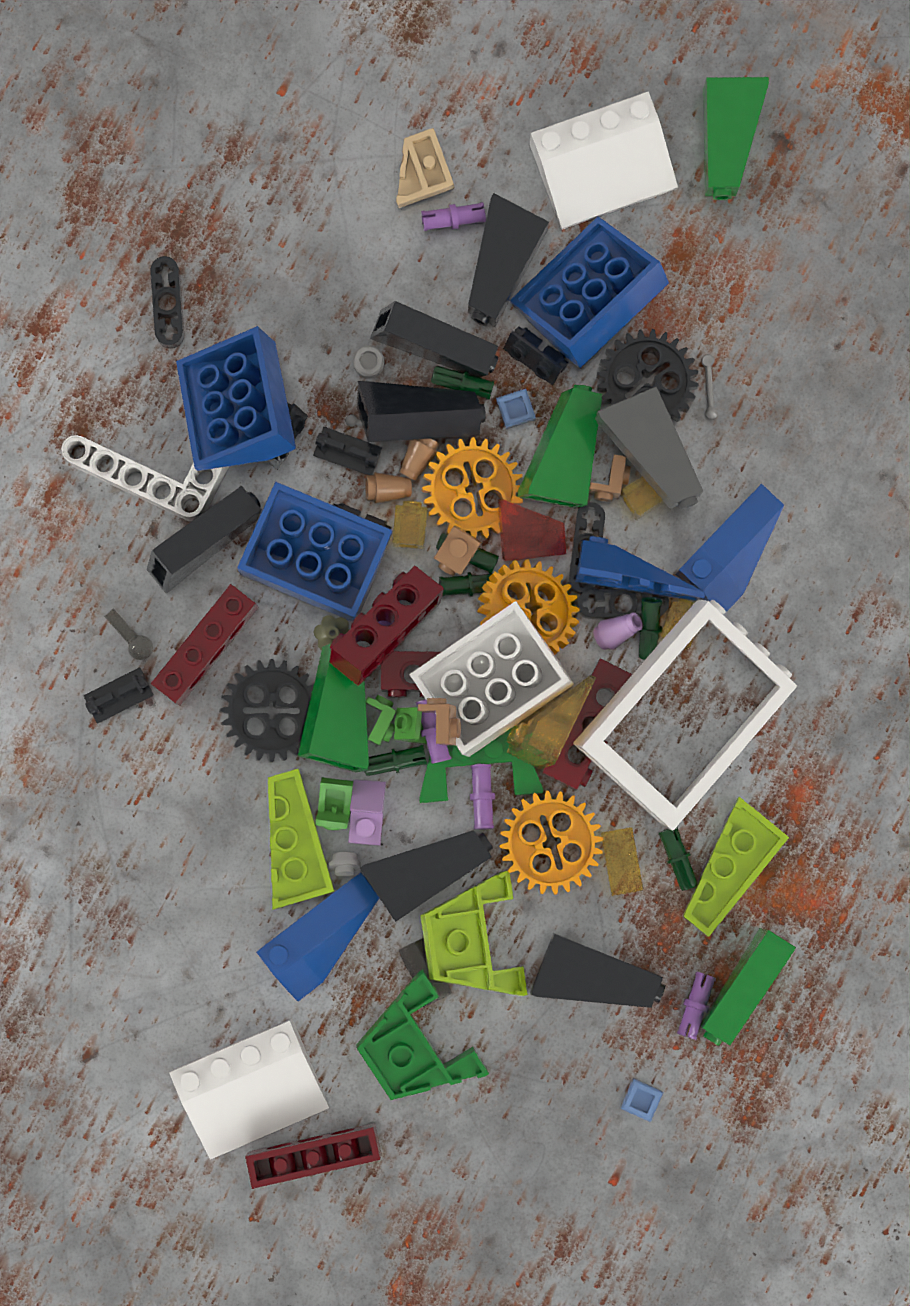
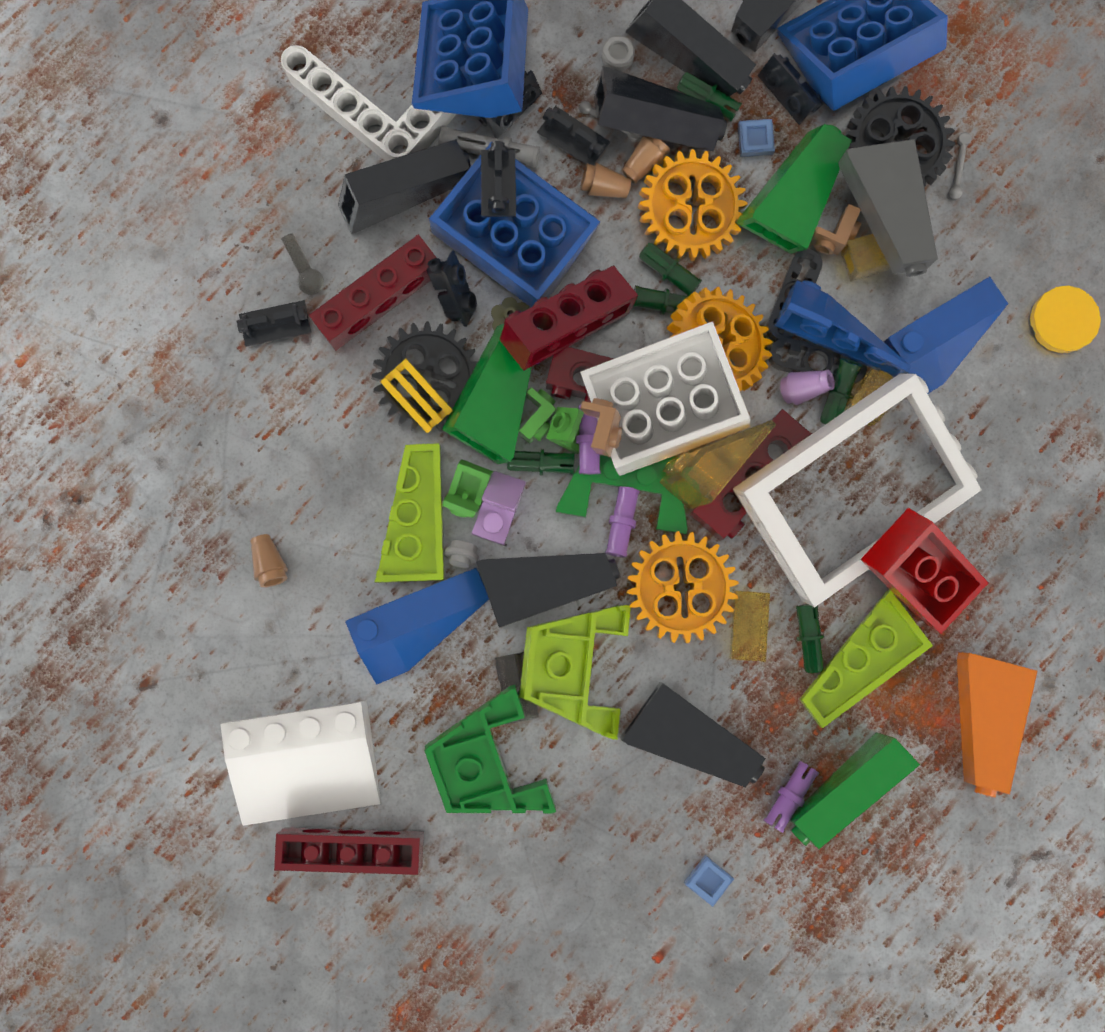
camera: 10 degrees right, 0 degrees up
(170, 916) = (267, 562): none -> medium nougat cone
(281, 632) = (458, 300): none -> black hinge
(289, 746) = (436, 417): none -> yellow tile
(291, 519) = (498, 181): none -> black hinge
(310, 480) = (474, 143): none -> light grey pin
(410, 525) = (618, 226): clear yellow brick -> none
(457, 551) = (660, 262): medium nougat bracket -> none
(529, 533) = (739, 263): clear red wing -> none
(761, 774) = (924, 570): none -> red brick
(839, 506) = (1065, 319): none -> yellow tile
(859, 889) = (992, 719): none -> orange slope

